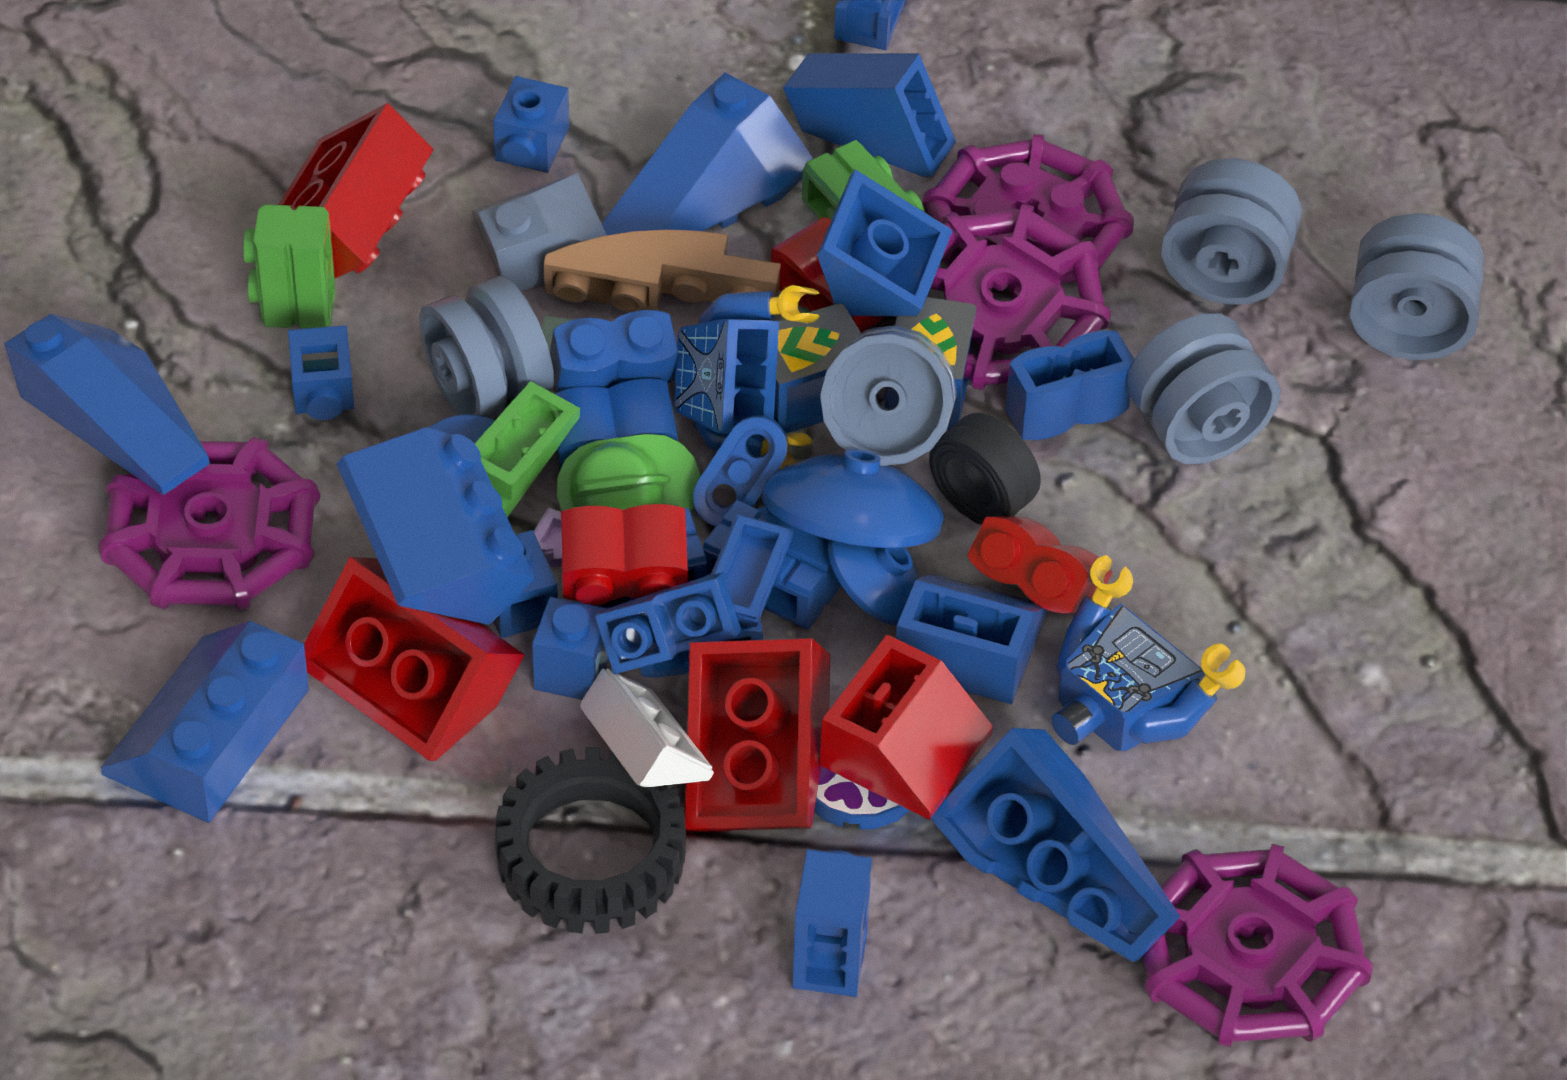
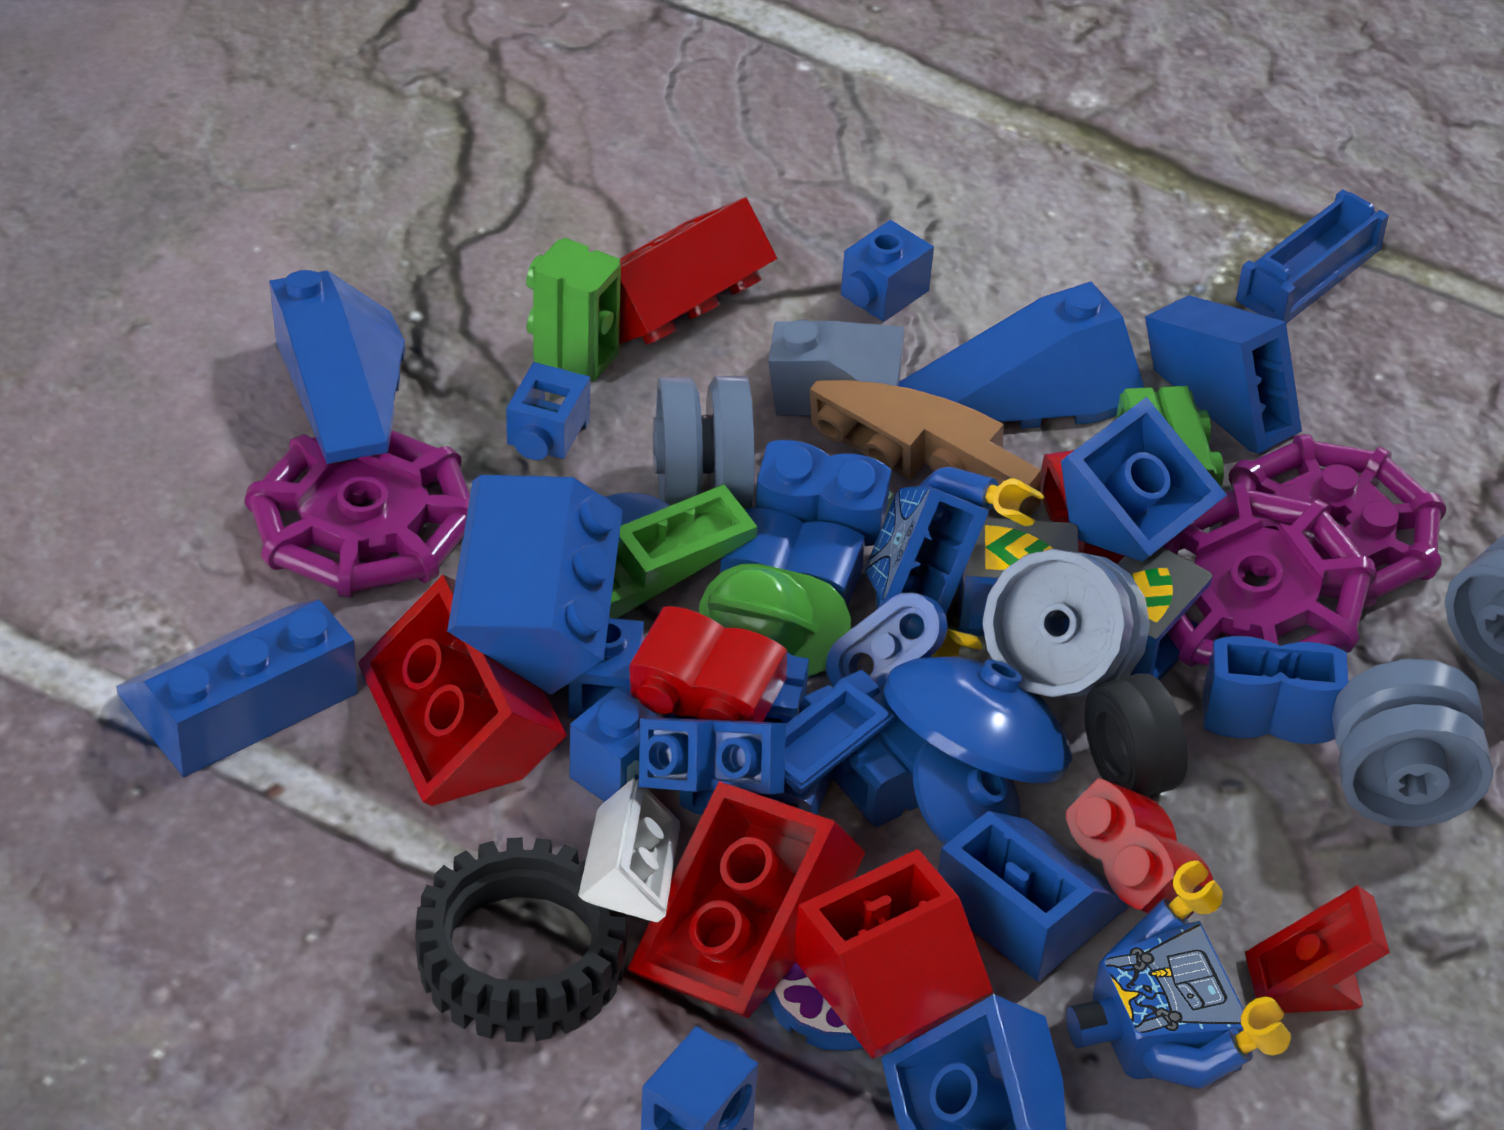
camera: 25 degrees right, 5 degrees down
(1218, 594) = (1316, 957): none -> red slope

